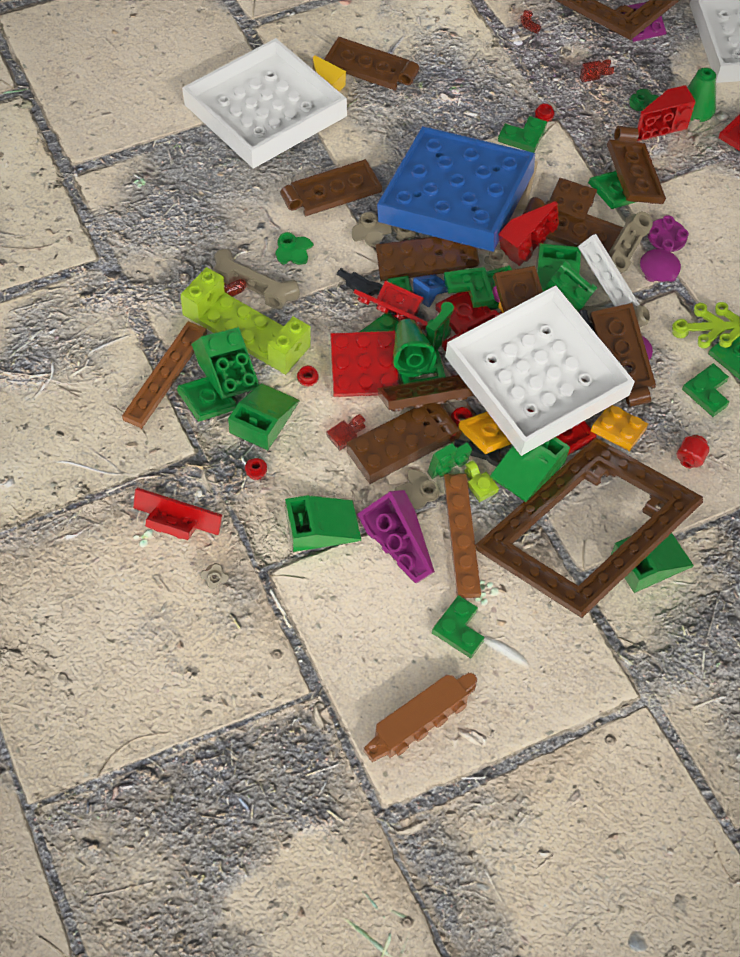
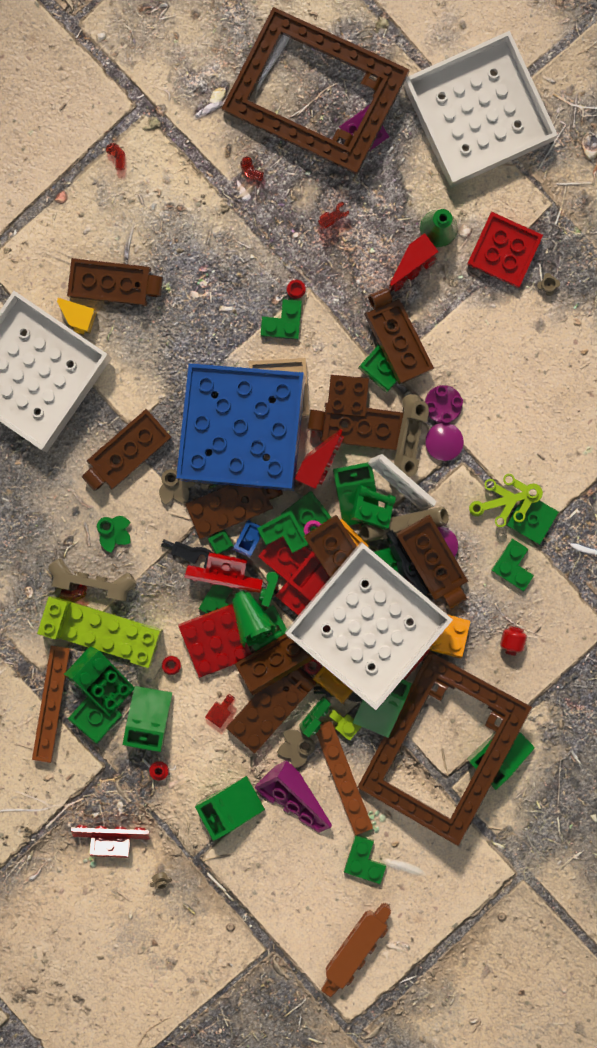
camera: 10 degrees left, 30 degrees up
(642, 99) = (391, 238): green plate -> none

